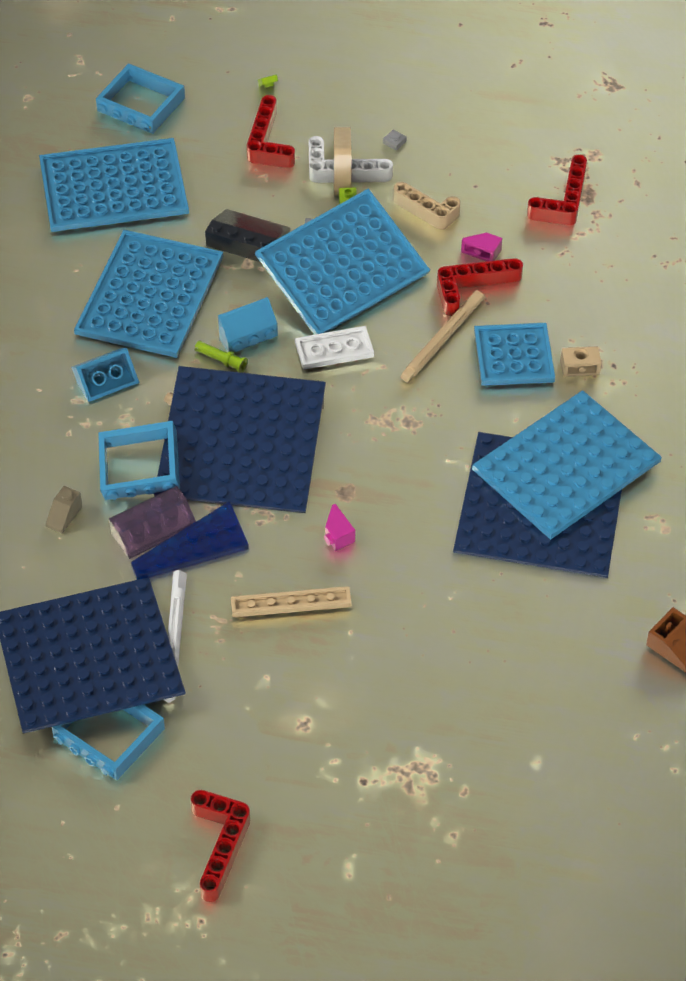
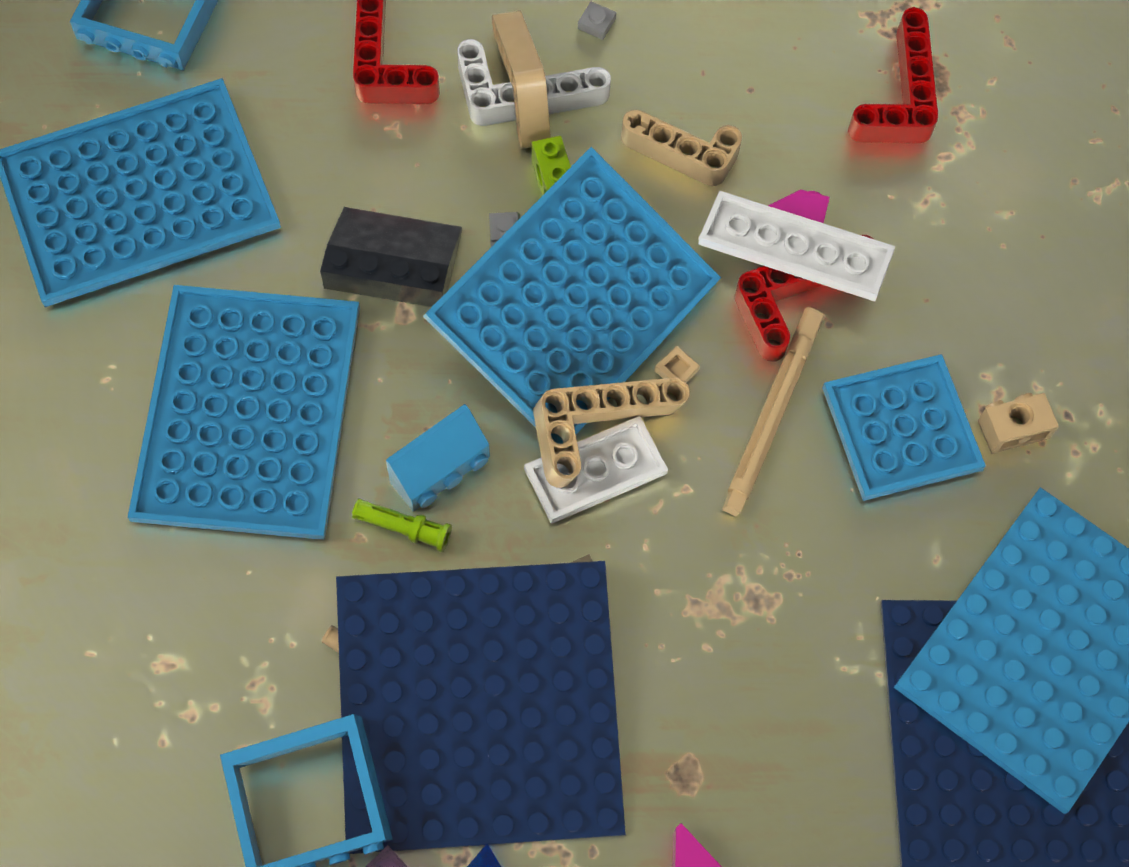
camera: 15 degrees left, 15 degrees up
(105, 374) = (203, 604): dark azure slope -> none
(345, 314) = (597, 410): none -> tan beam
(393, 308) = (677, 365): none -> tan plate
(475, 256) = (797, 245): none -> white plate

